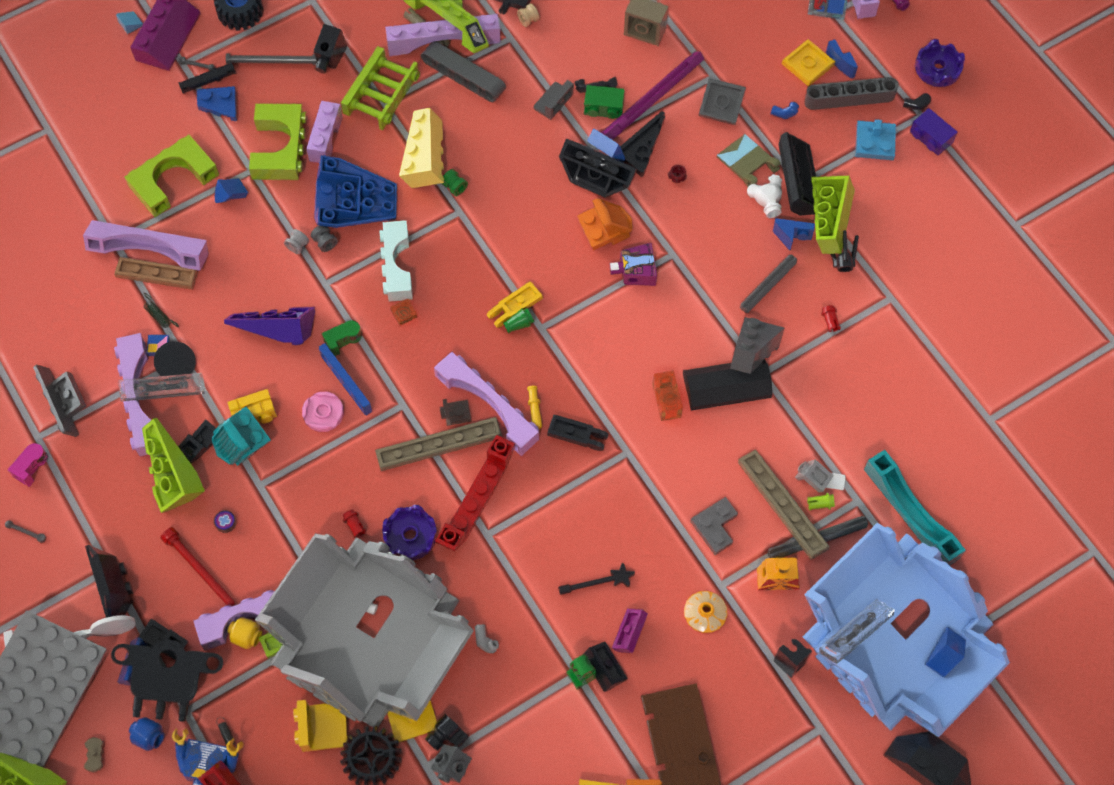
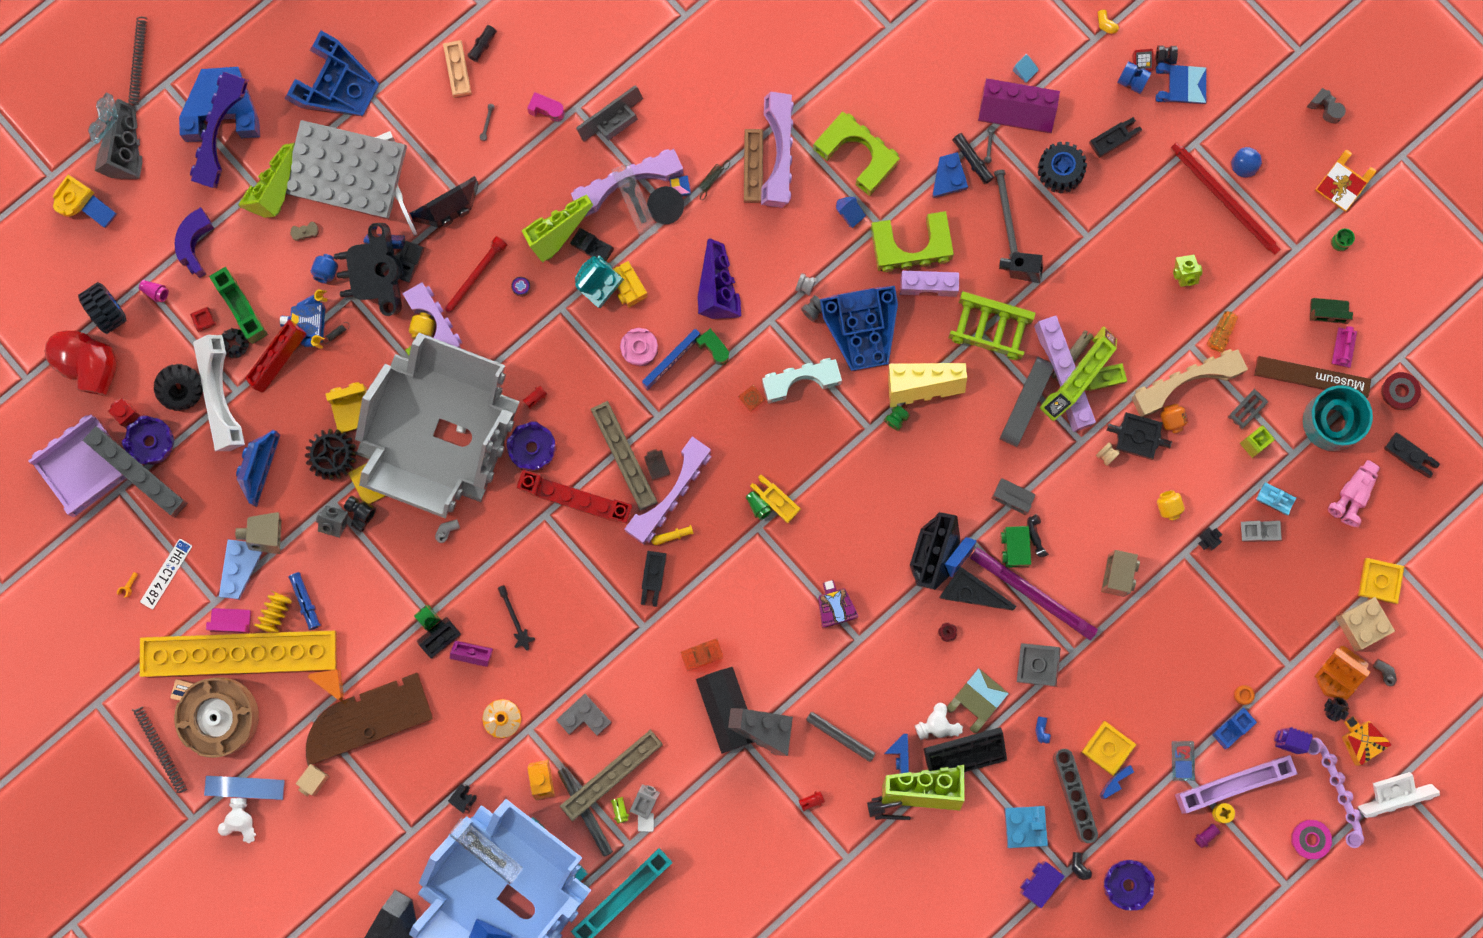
camera: 80 degrees right, 15 degrees up
(605, 223) = (876, 570): orange piece -> none

